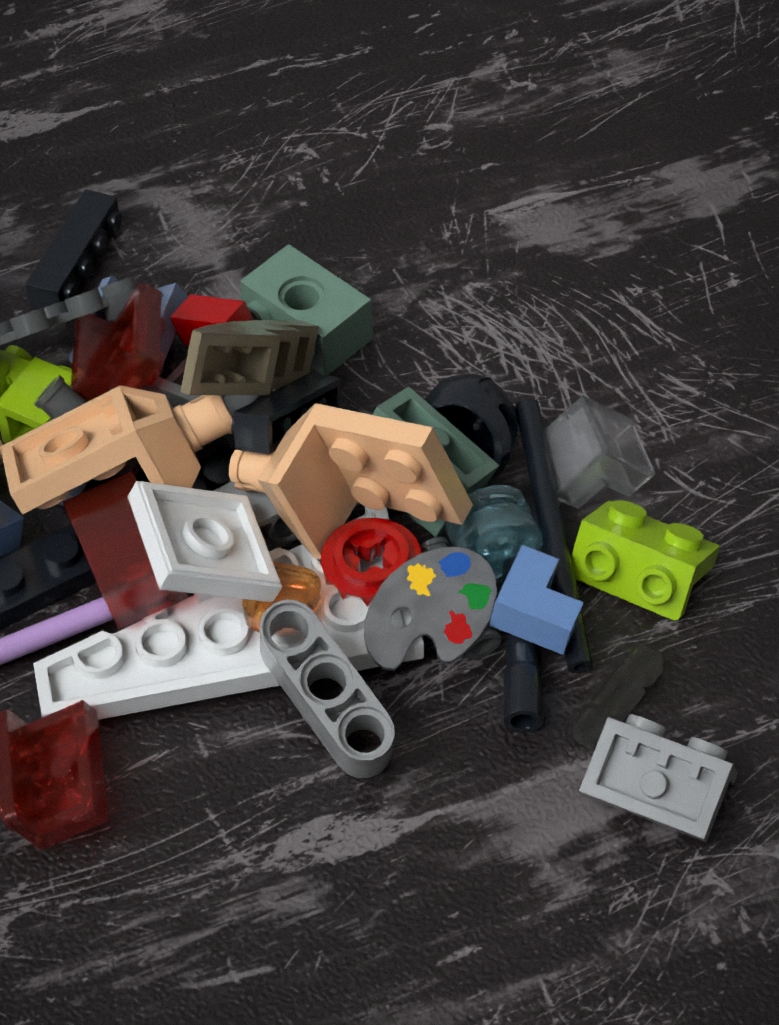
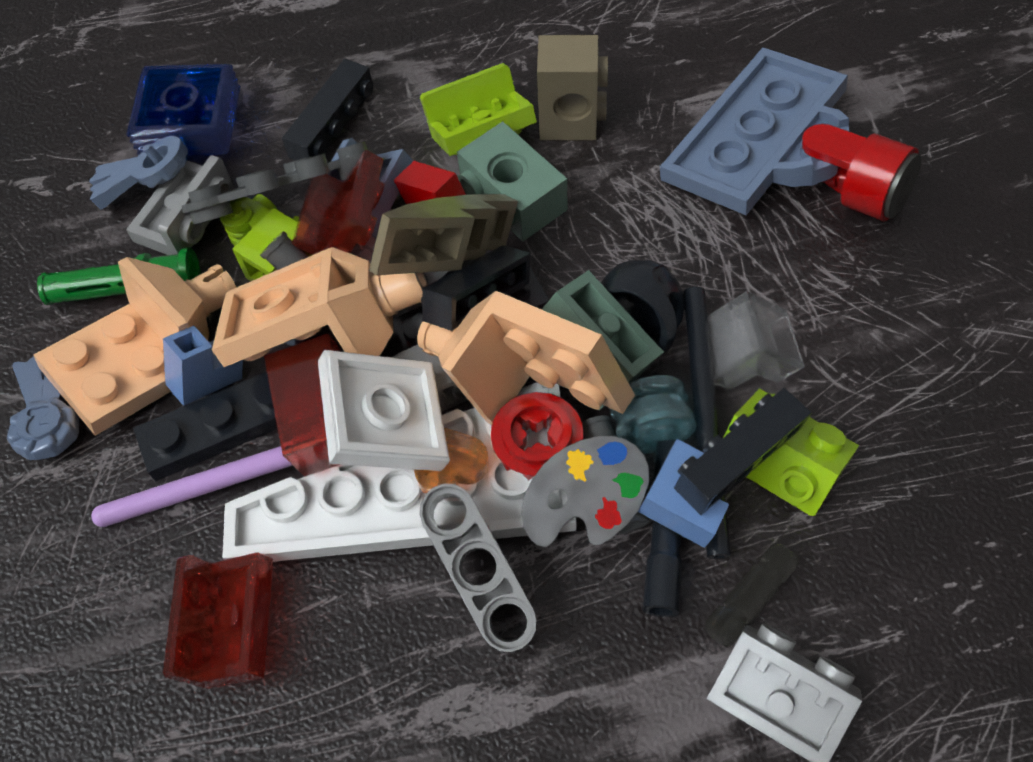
camera: 10 degrees right, 10 degrees up
(248, 232) = (473, 106): none -> lime bracket
(361, 202) = (568, 86): none -> dark tan brick
(590, 546) = (740, 451): none -> black piece
(611, 228) = (783, 130): none -> sand blue plate

